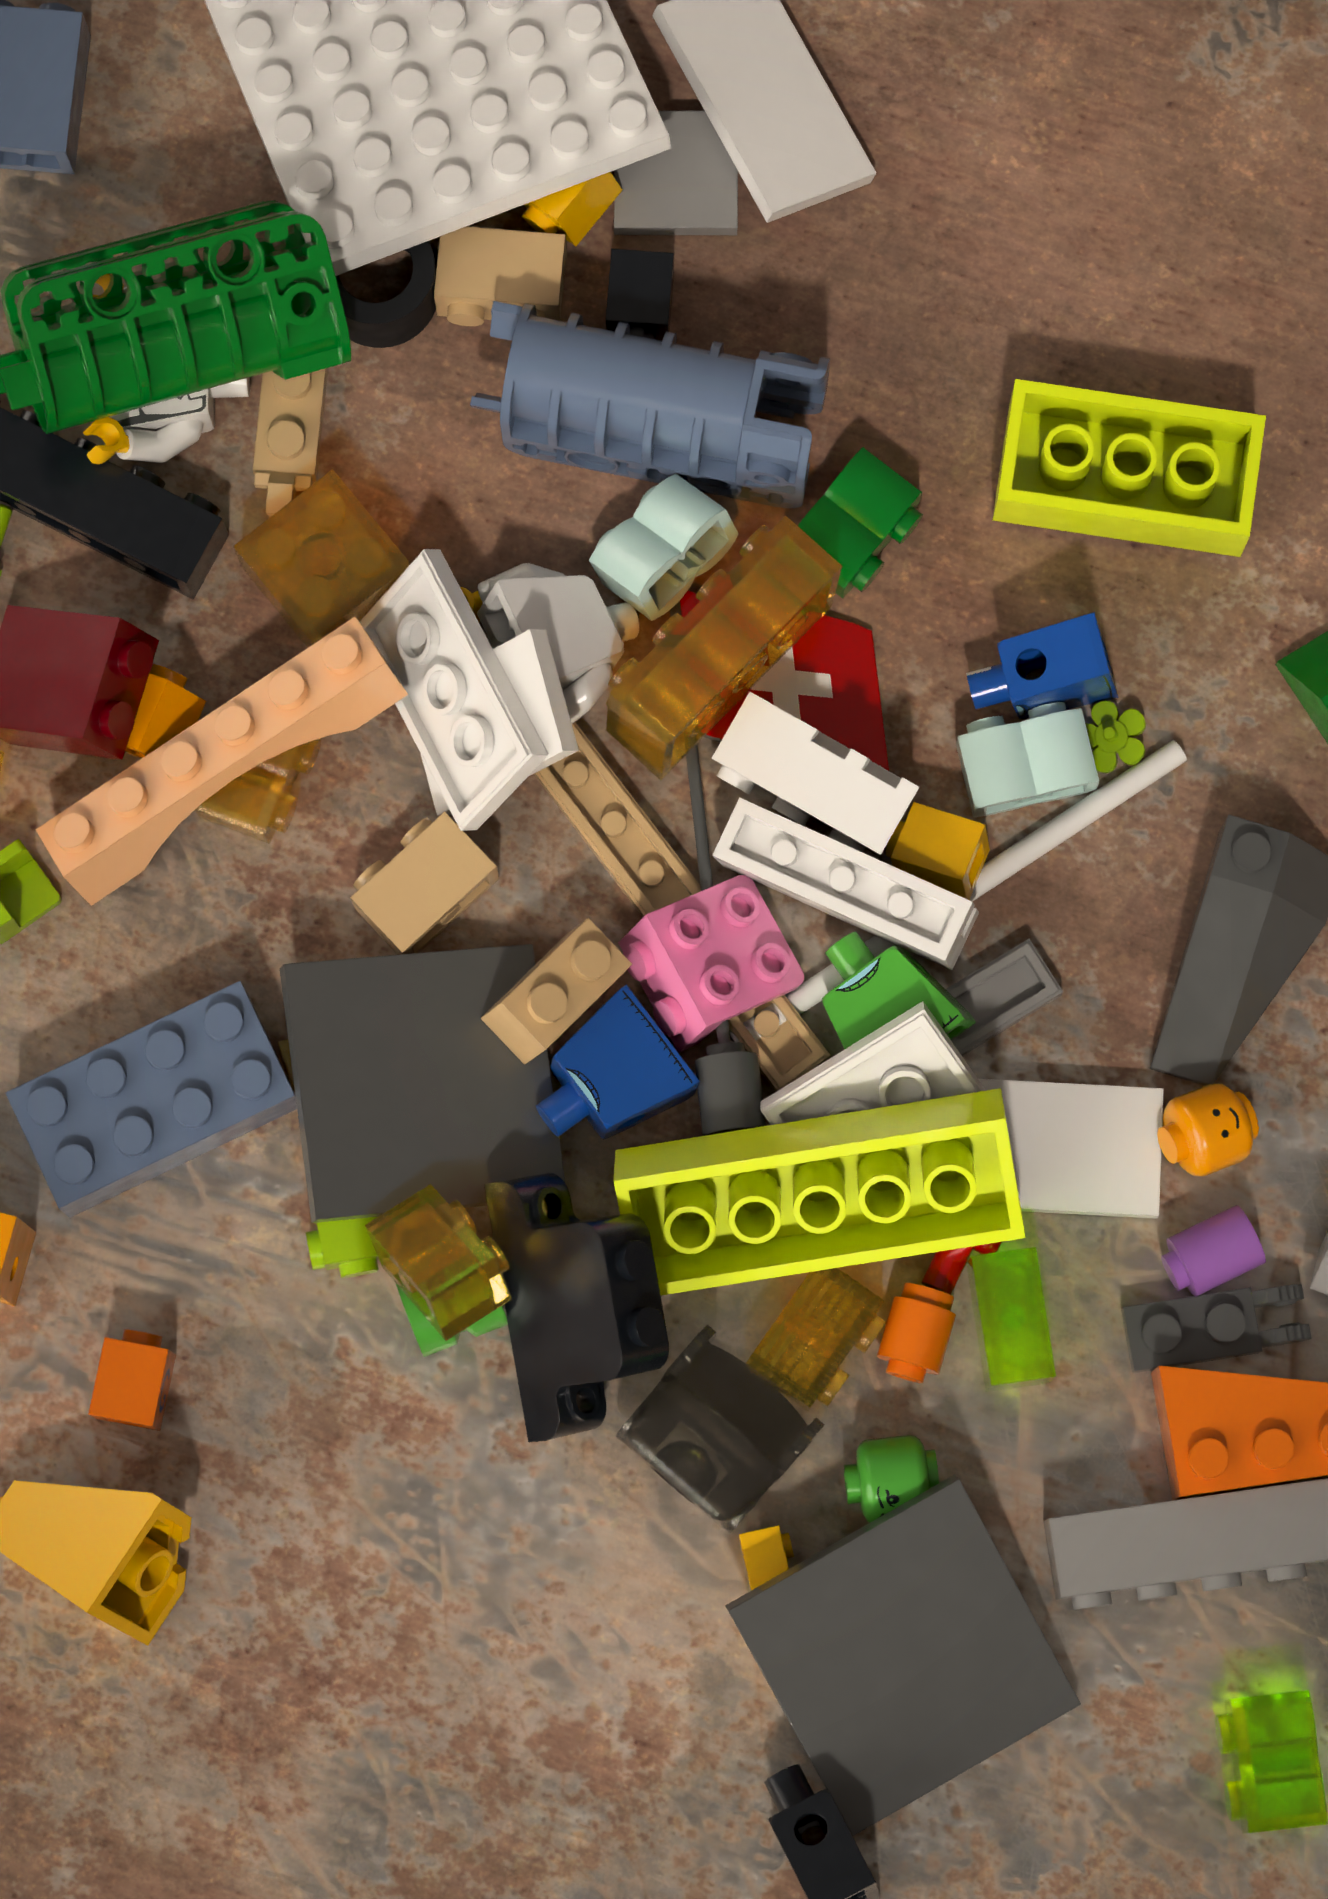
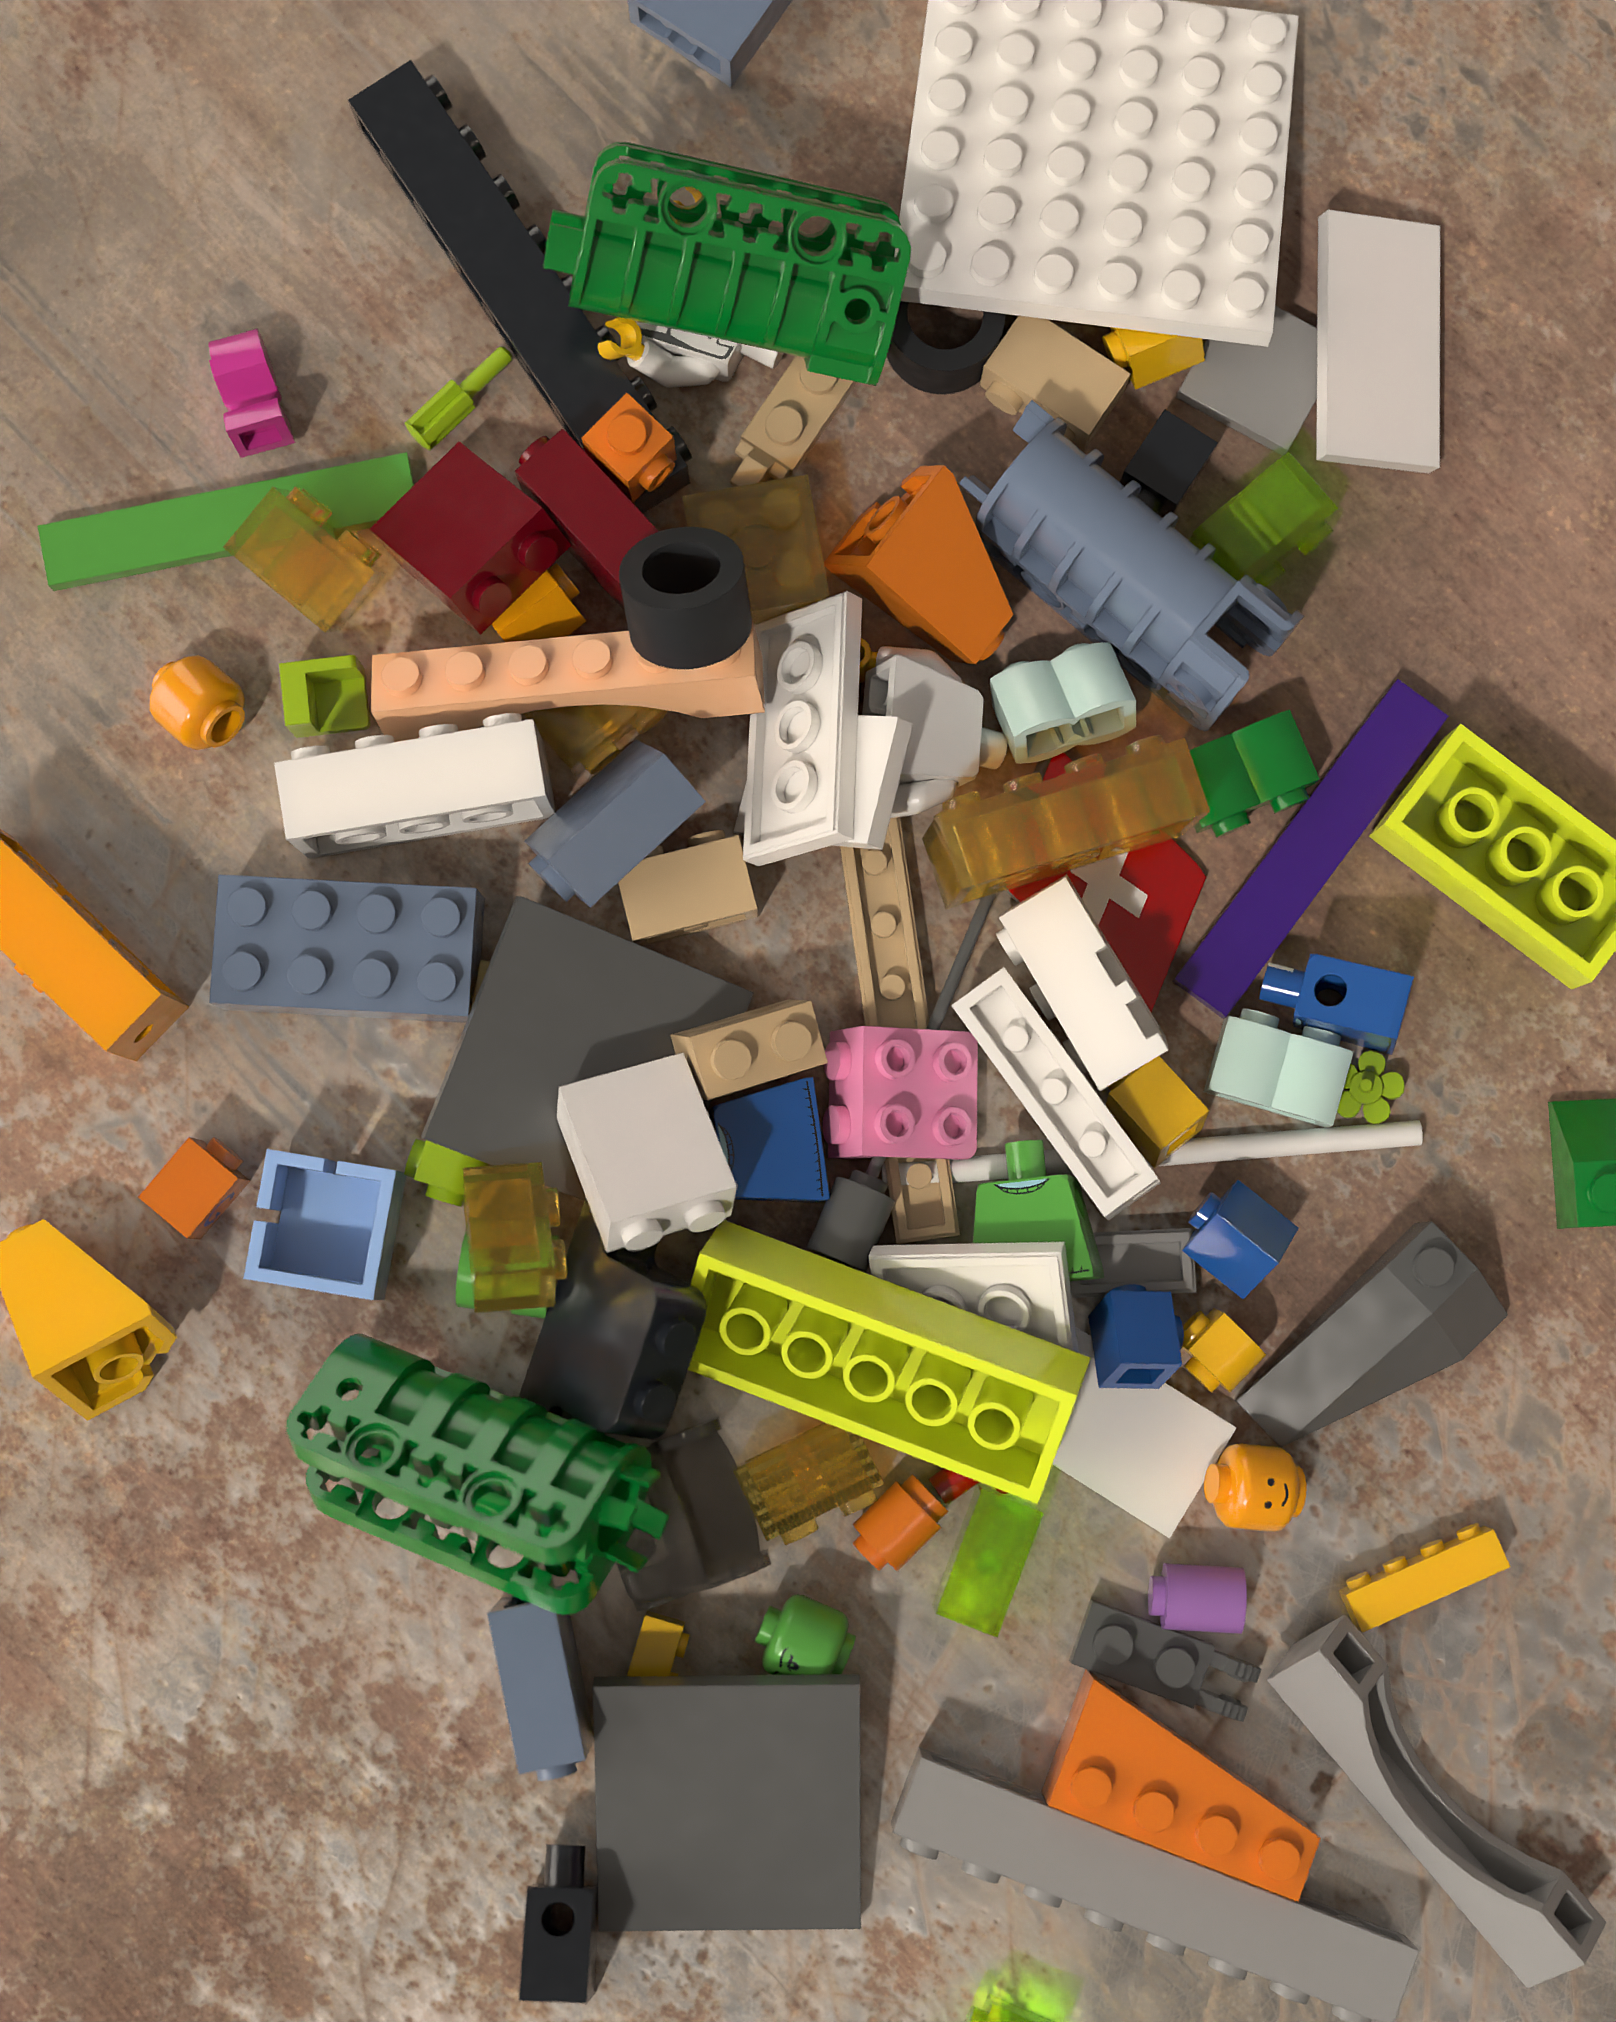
camera: 25 degrees right, 5 degrees up
(139, 922) = (415, 786): none -> white brick
(167, 528) = (631, 448): none -> orange brick
(189, 612) = (583, 506): none -> dark red brick
(272, 1351) = (331, 1228): none -> light blue piece
(289, 626) = (686, 597): none -> black piece
(328, 860) = (612, 823): none -> sand blue brick
(480, 494) = (927, 567): none -> orange slope
(517, 1124) = (646, 1153): none -> white brick
(520, 1475) = (472, 1464): none -> green piece
(681, 1636) = (541, 1687): none -> sand blue brick
(756, 297) = (1268, 523): none -> clear neon green brick
(948, 559) = (1310, 849): none -> dark purple tile
(1032, 1057) = (1135, 1338): none -> blue brick
(1072, 922) = (1238, 1237): none -> blue brick
(1110, 1030) = (1218, 1350): none -> yellow plate

